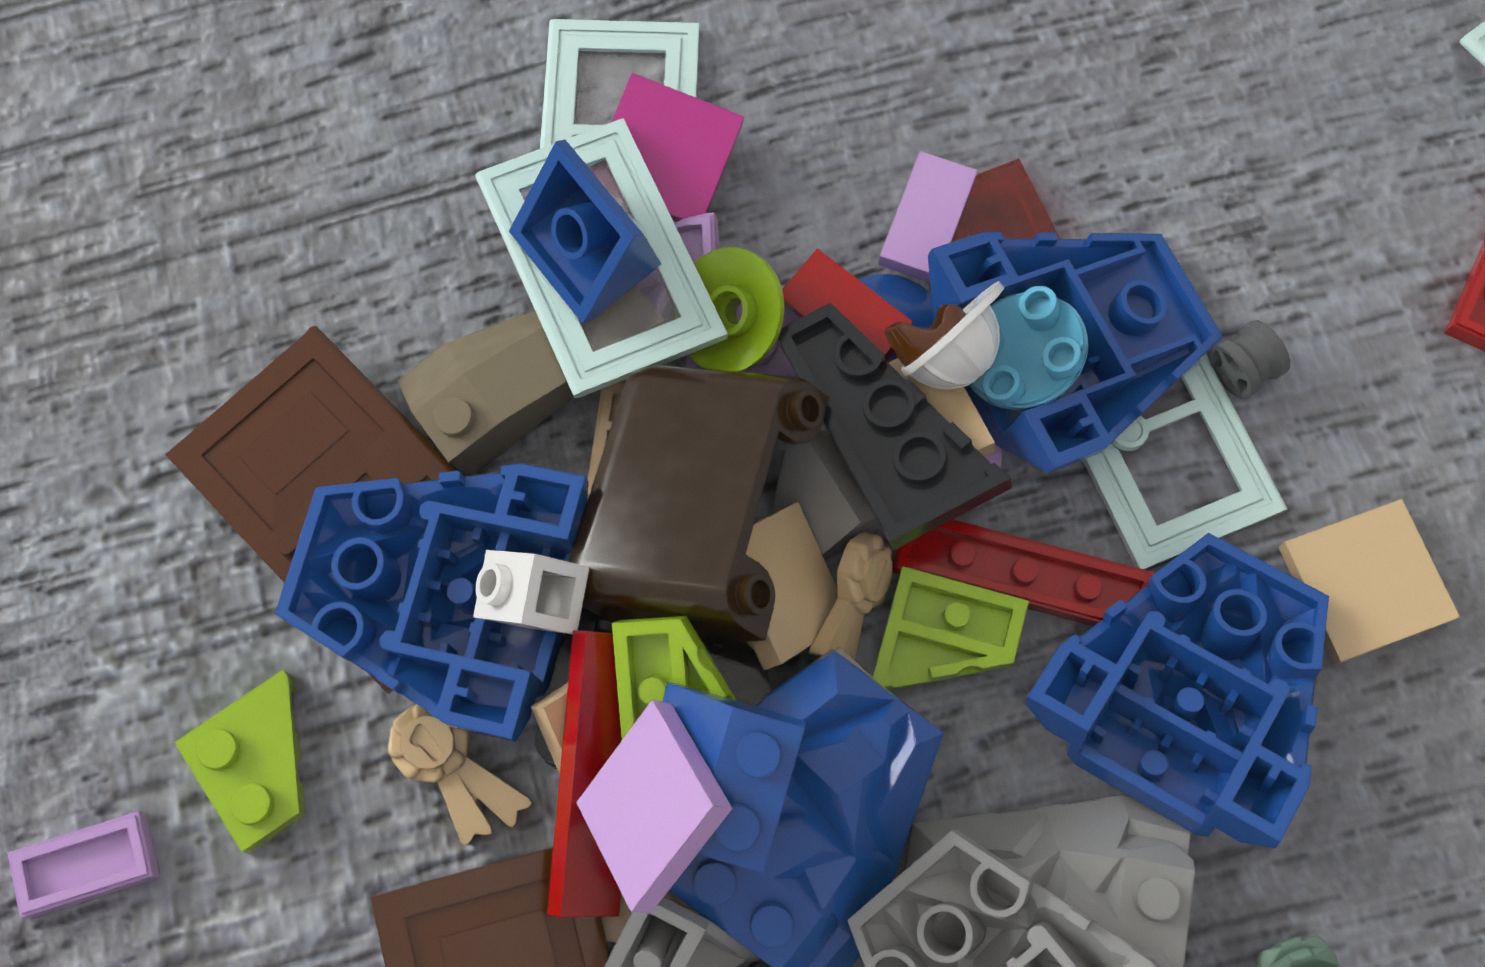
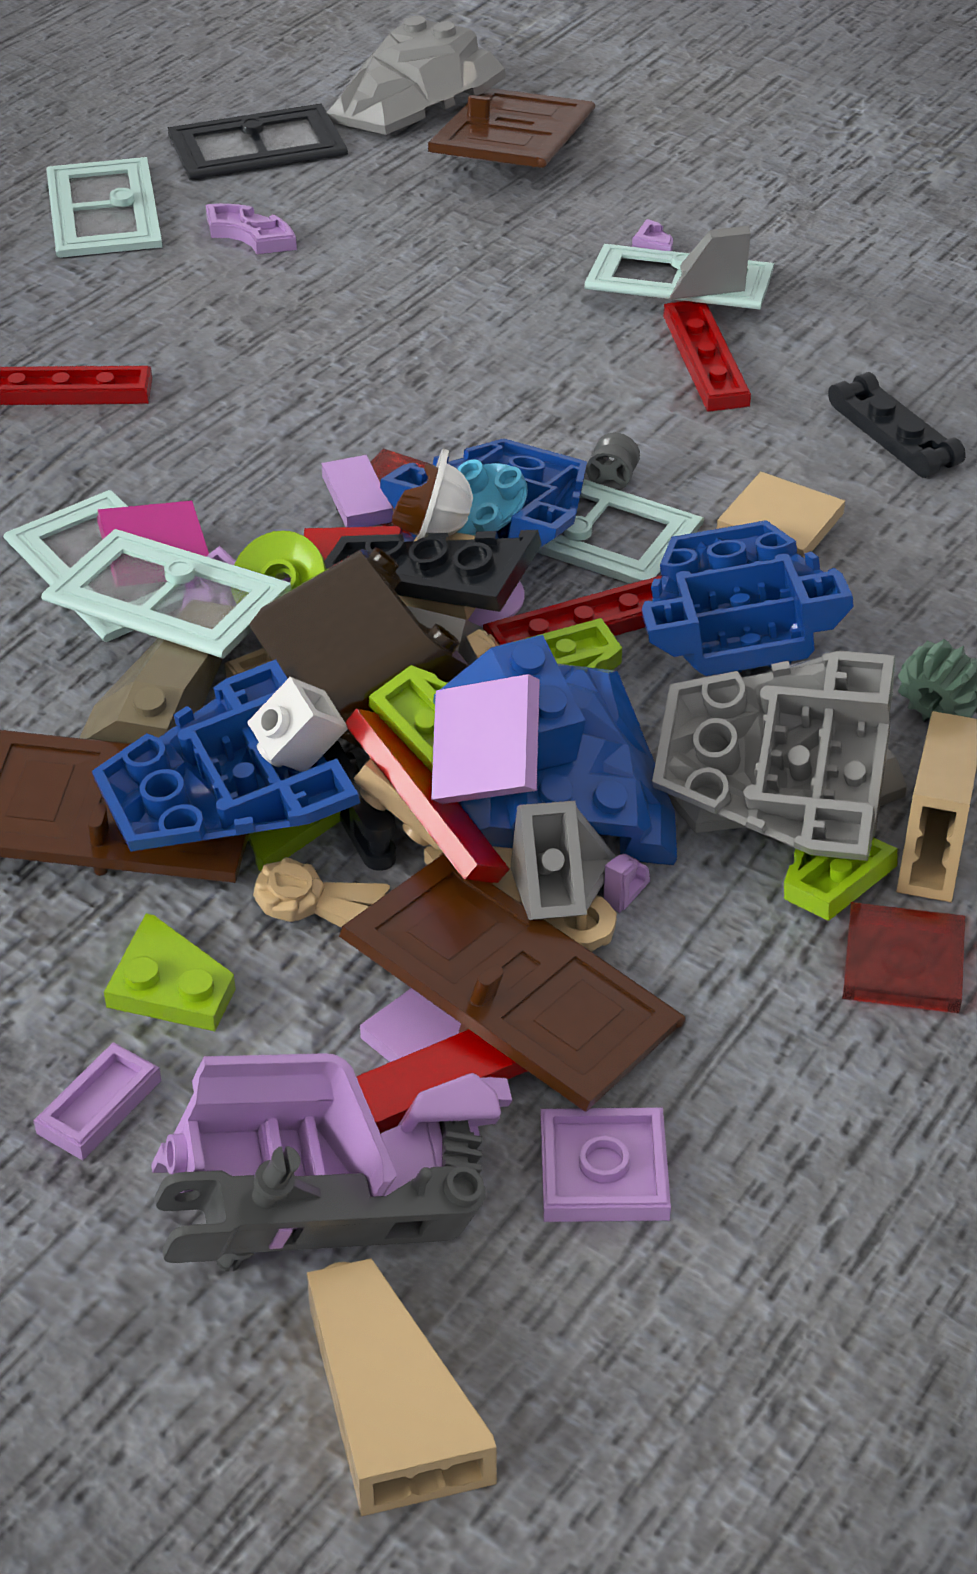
camera: 40 degrees left, 30 degrees down
(581, 236) = (154, 561): blue slope -> none

